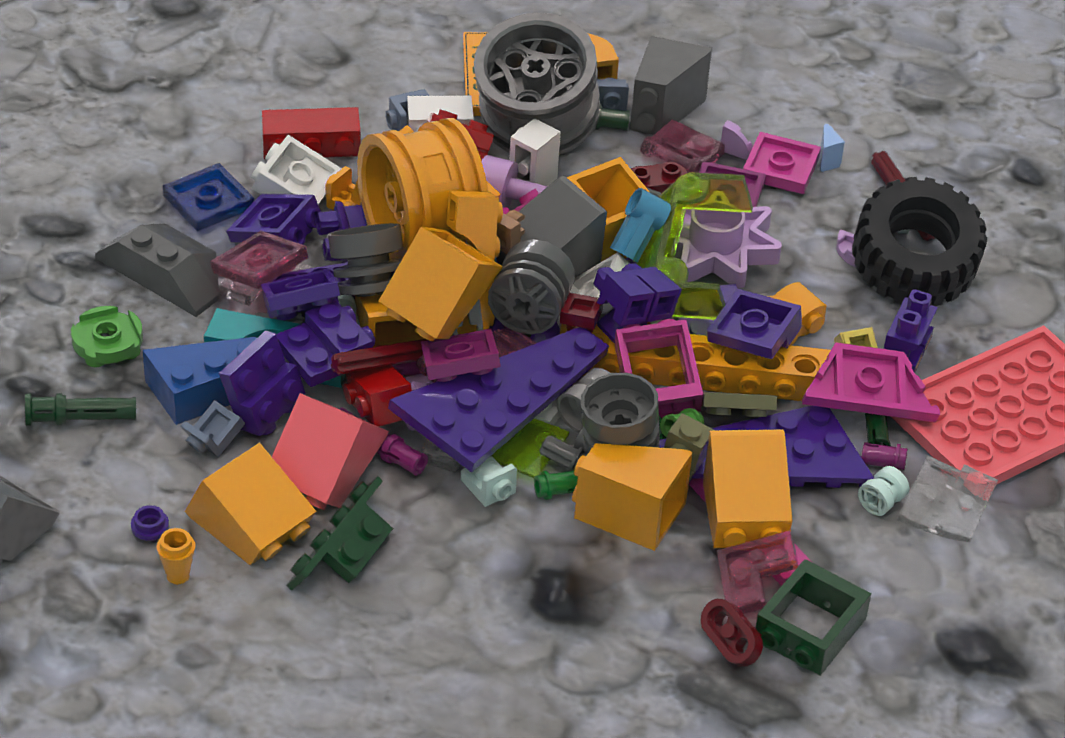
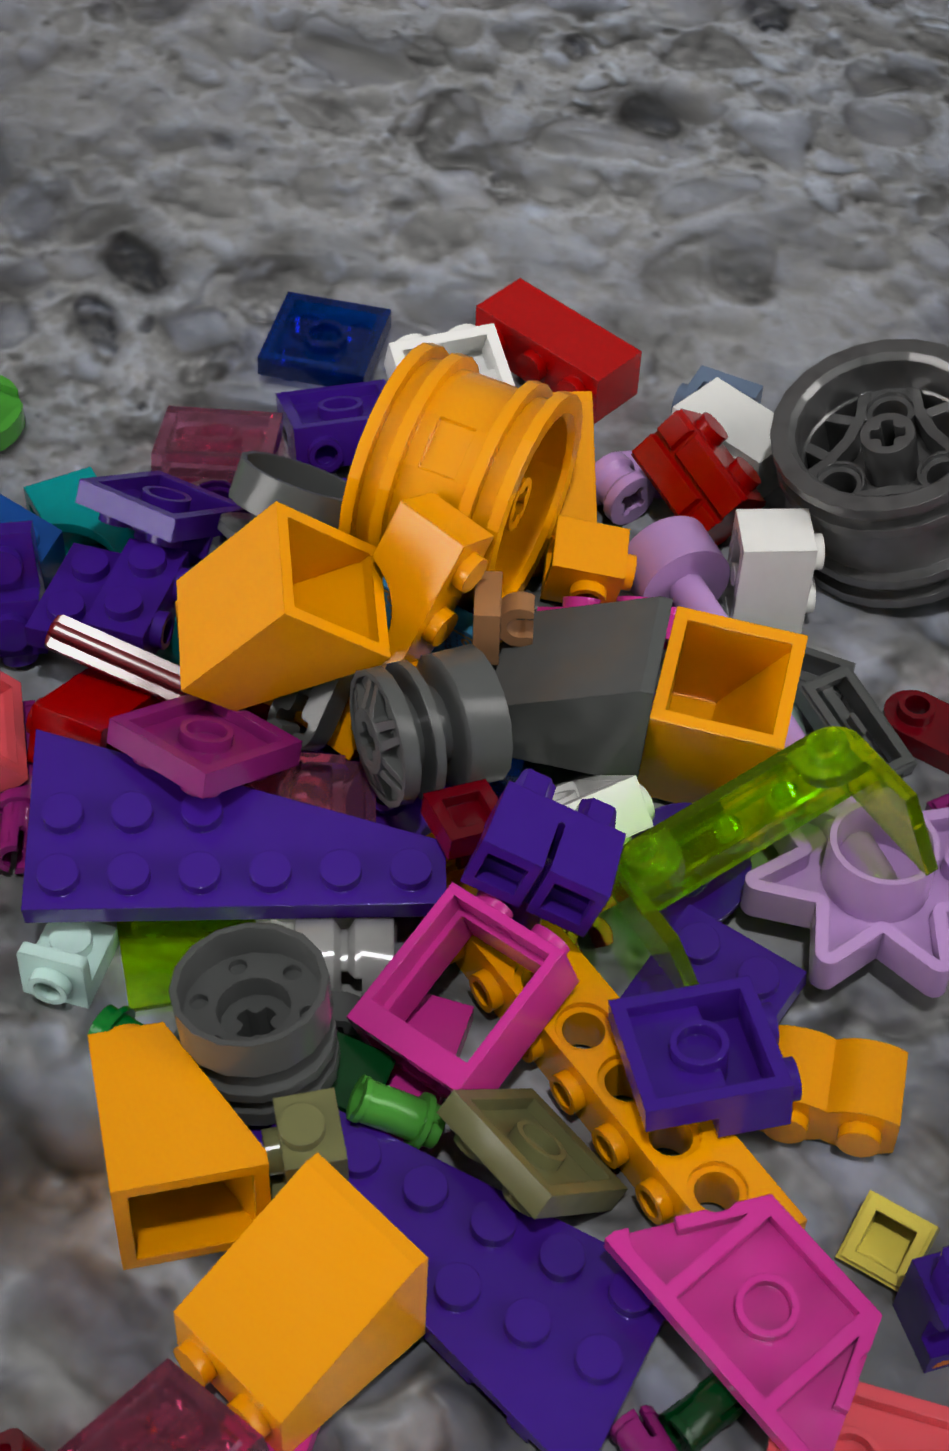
camera: 50 degrees right, 5 degrees up
(166, 265) = (152, 365): dark grey wedge -> none
(644, 216) = (711, 751): dark azure piece -> none

